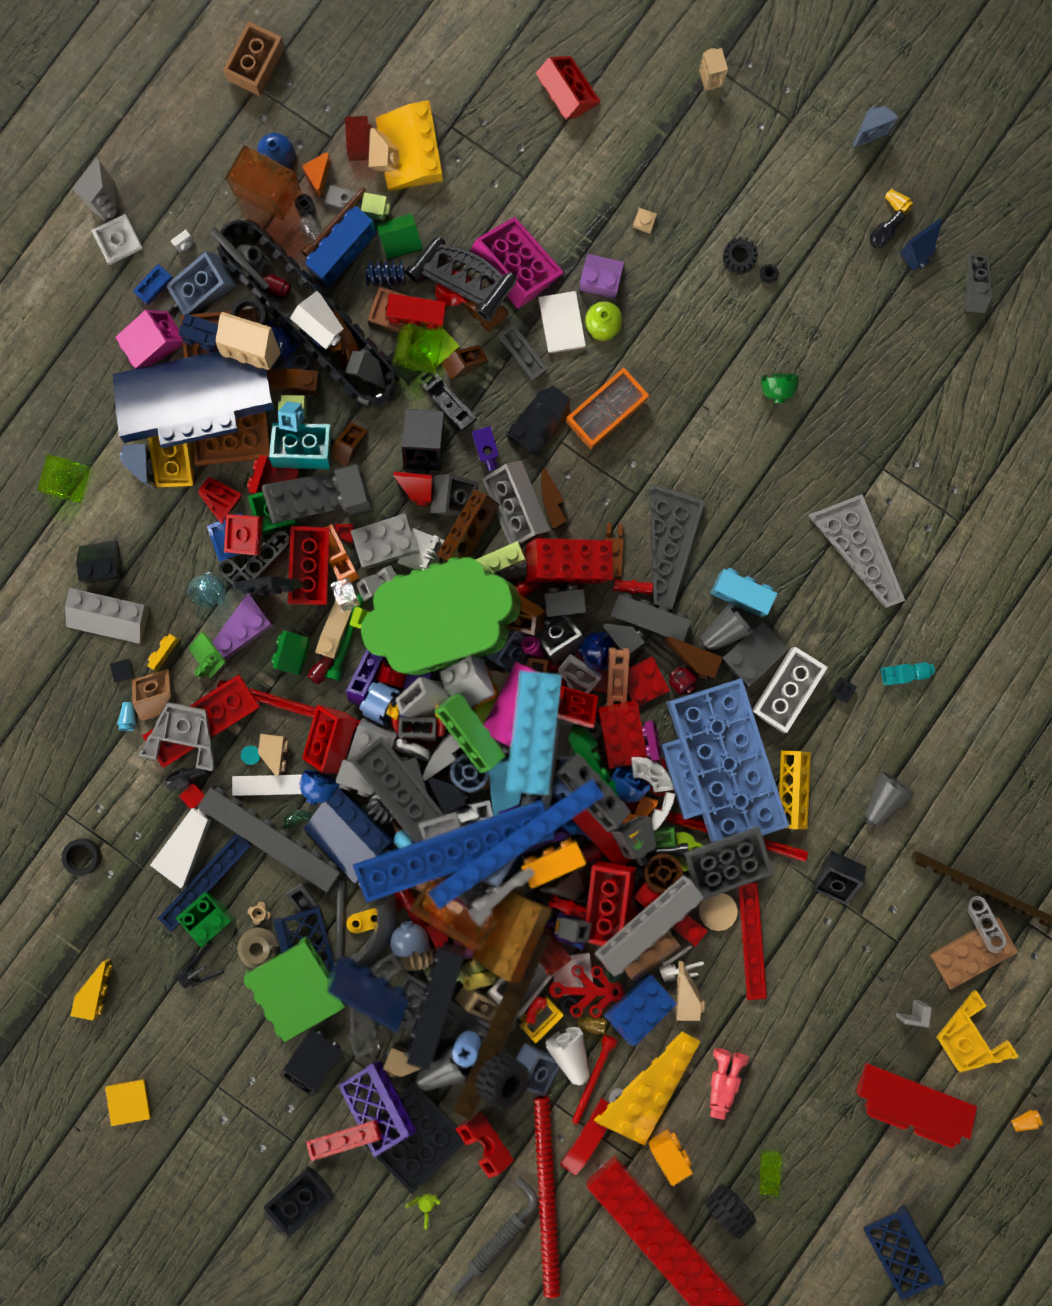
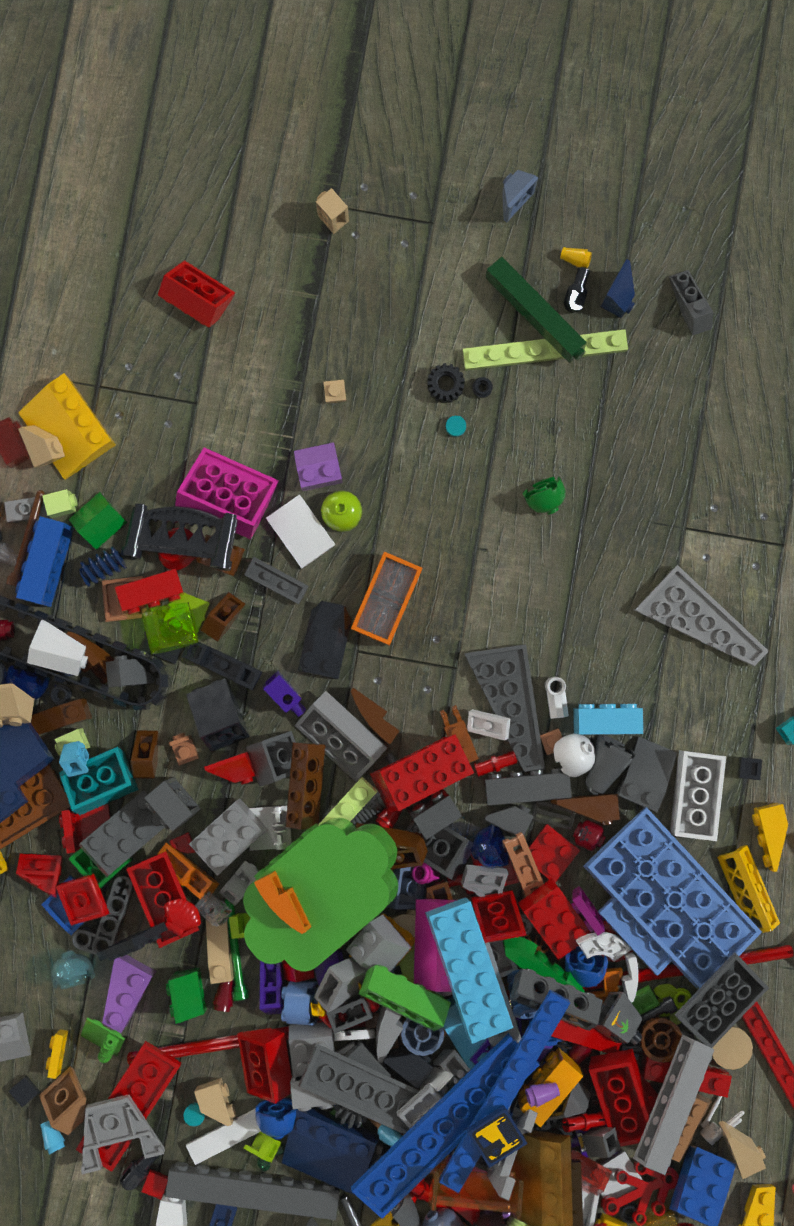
camera: 30 degrees left, 0 degrees up
(296, 806) = (264, 1147): none -> lime panel
(317, 585) = (181, 916): none -> red animal
(382, 454) = (184, 748): none -> nougat bracket
(407, 604) = (283, 902): none -> orange slope
(492, 875) = (496, 1136): none -> tile
(545, 860) = (541, 1093): none -> medium lavender cone
(642, 551) = (488, 724): none -> white plate
(689, 591) = (549, 739): none -> nougat plate
(702, 608) = (575, 754): none -> white cylinder
(709, 558) = (557, 700): none -> white piece
(731, 295) = (455, 426): none -> teal tile
(836, 267) = (540, 350): none -> yellowish green plate
(838, 746) = (772, 832): none -> yellow slope
(844, 228) = (536, 310): none -> dark green brick

